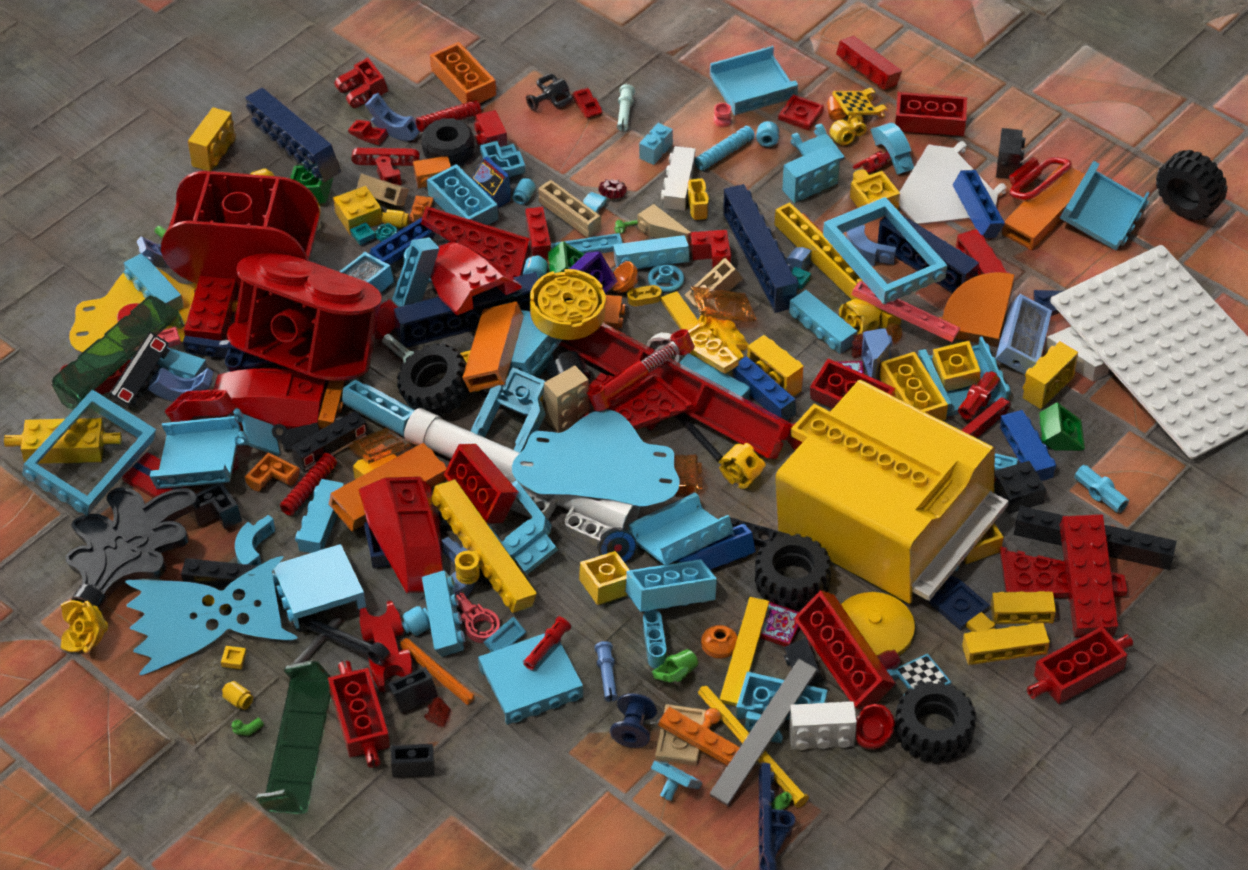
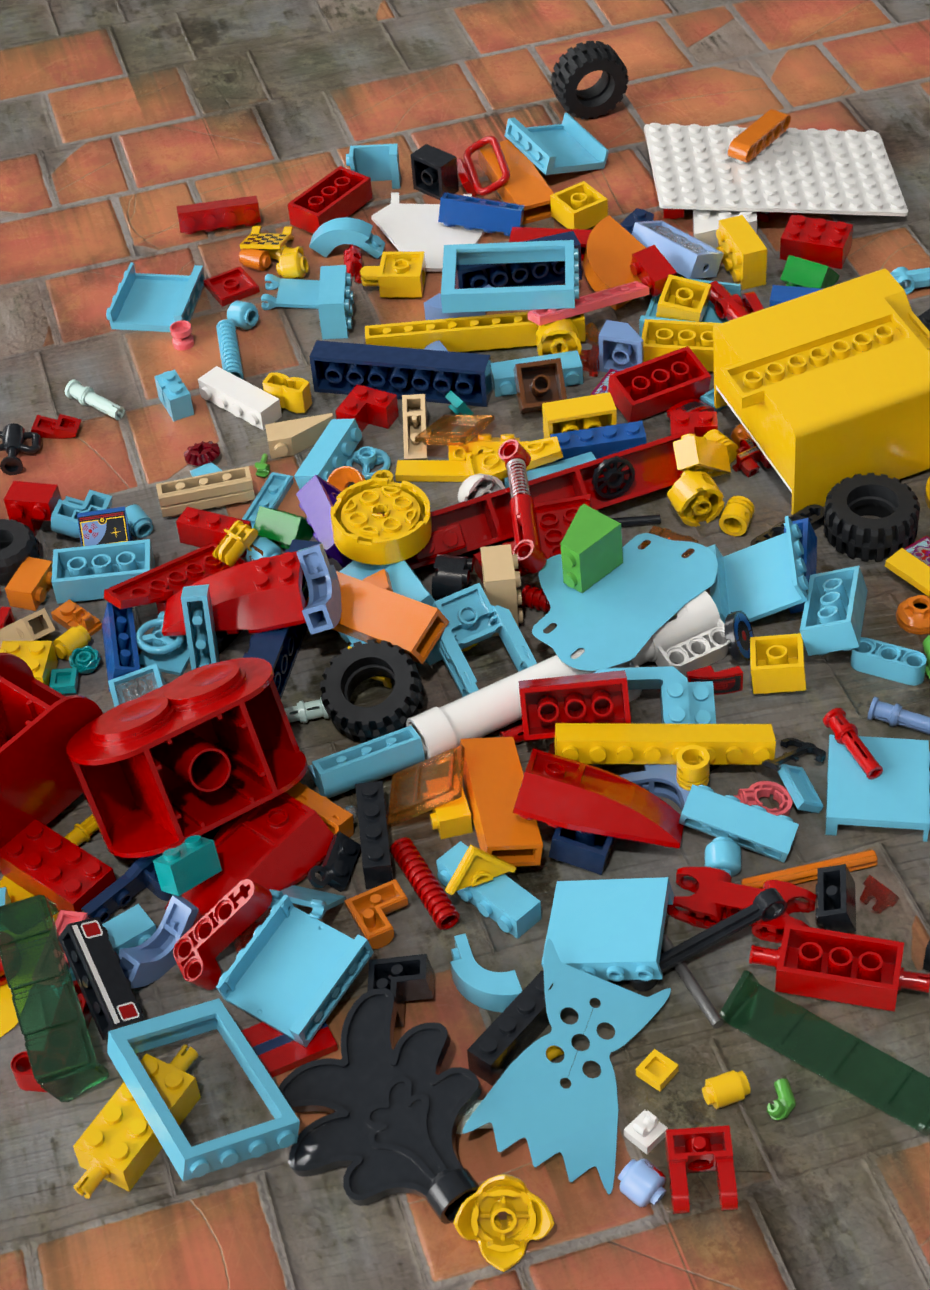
camera: 55 degrees left, 5 degrees down
(148, 683) = (642, 1182): none -> light blue head
(171, 691) = (700, 1151): none -> red brick
(189, 672) = (645, 1131): none -> white tile
(231, 362) = (187, 865): none -> teal brick
(319, 499) = (477, 868): none -> yellow tile
(487, 312) = (324, 590): none -> medium blue arch
(522, 247) = (234, 544): none -> yellow arm
(523, 334) = (380, 579): none -> orange tile
(526, 618) = (804, 747): none -> black piece
(570, 549) = (724, 681): none -> slope
(596, 349) = (443, 542): none -> red brick
(614, 422) = (590, 548): none -> bright green slope
(723, 410) = (613, 477): none -> black wheel
(745, 497) = (736, 516): none -> yellow piece
(756, 295) = (457, 404): none -> teal plate
(770, 444) = (701, 455): none -> yellow brick
(798, 327) = (538, 384): none -> reddish brown brick
(975, 329) = (651, 269): none -> red brick
(985, 106) = (377, 162): none -> medium azure panel
(1035, 256) = (579, 206): none -> yellow brick
(1108, 416) = (817, 240): none -> red brick
(1201, 320) = (759, 135): none -> orange beam

